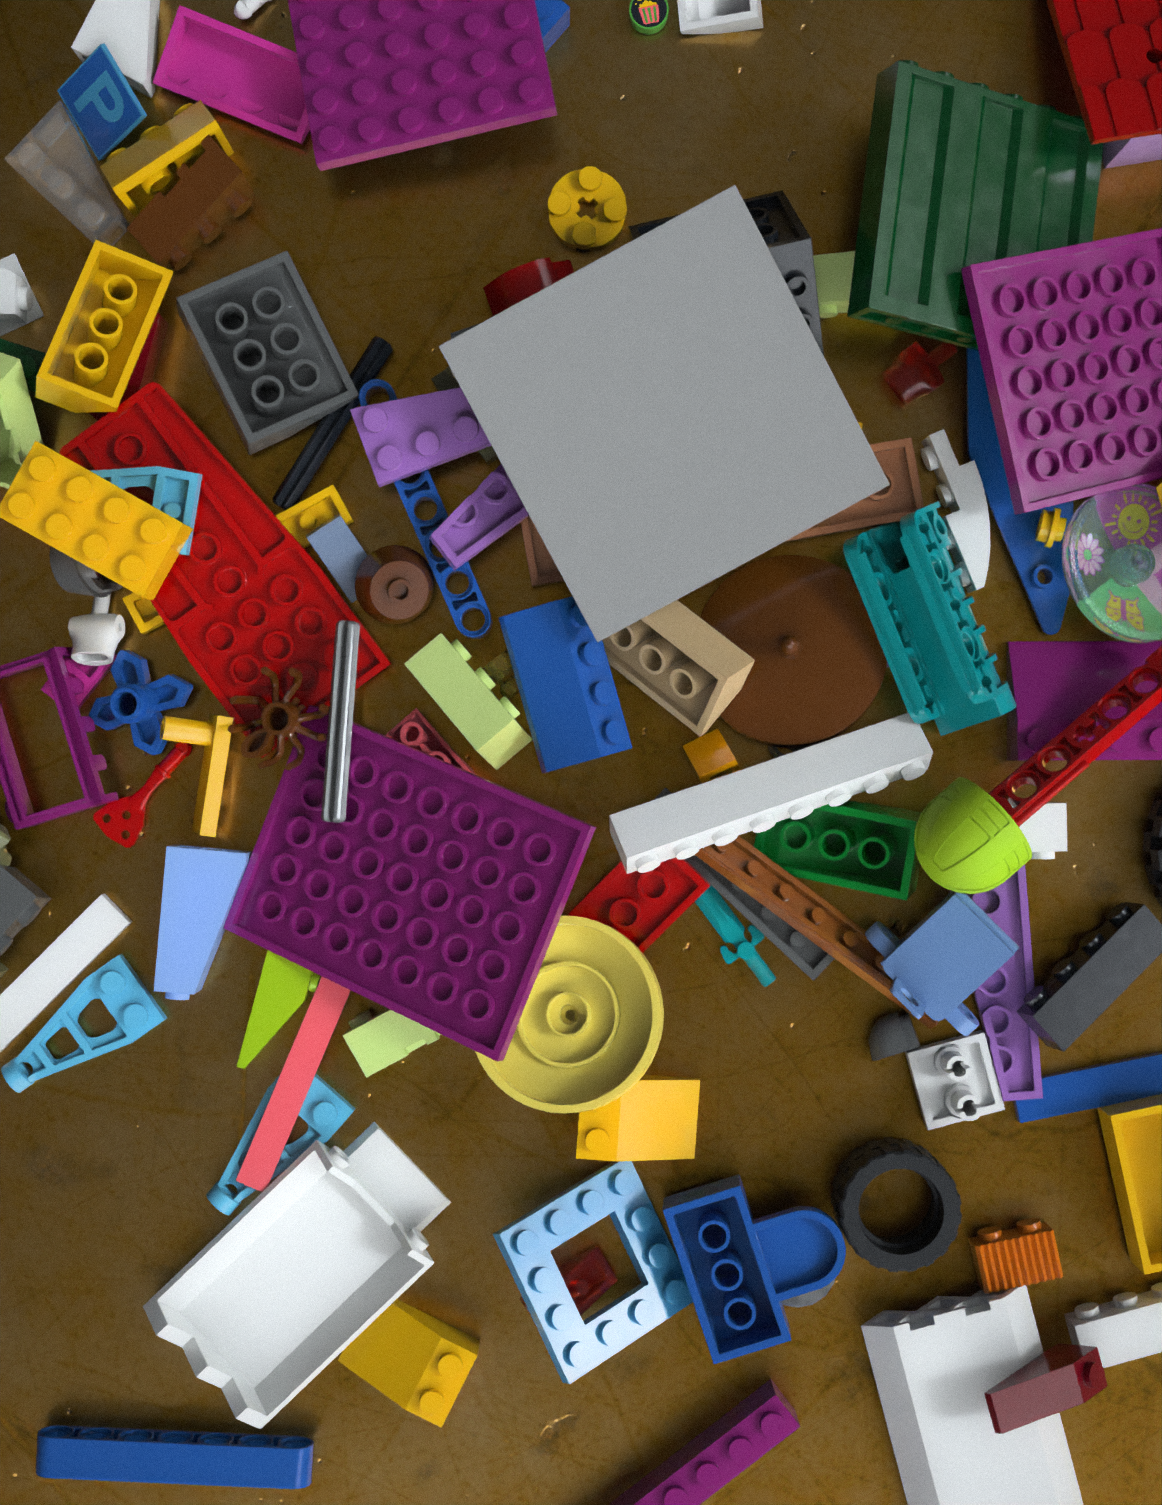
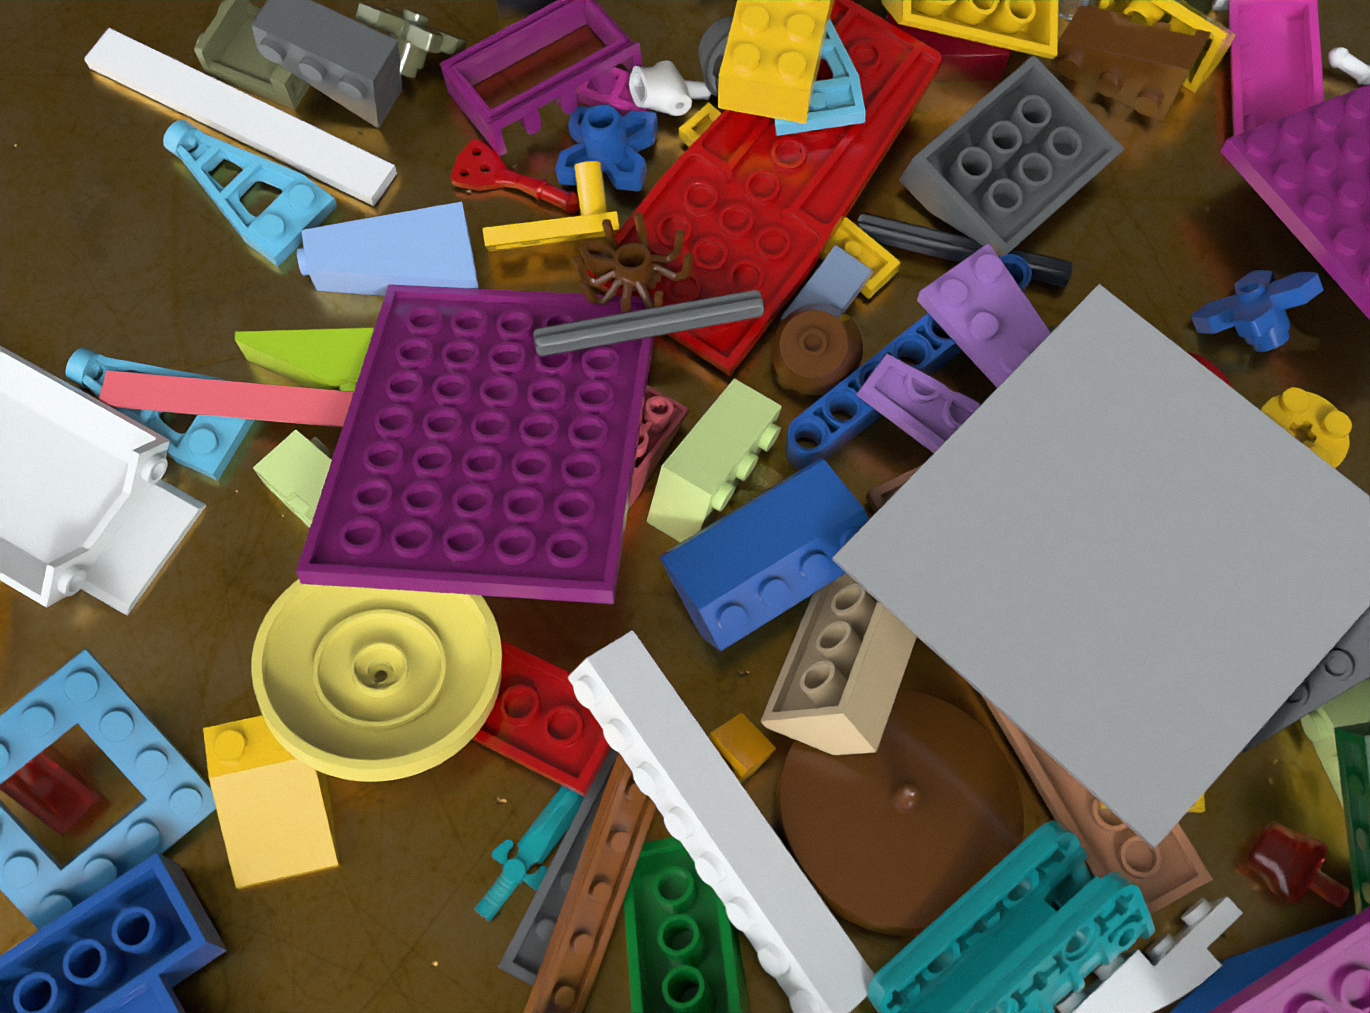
camera: 70 degrees right, 20 degrees down
(472, 197) = (1259, 307): none -> blue plant

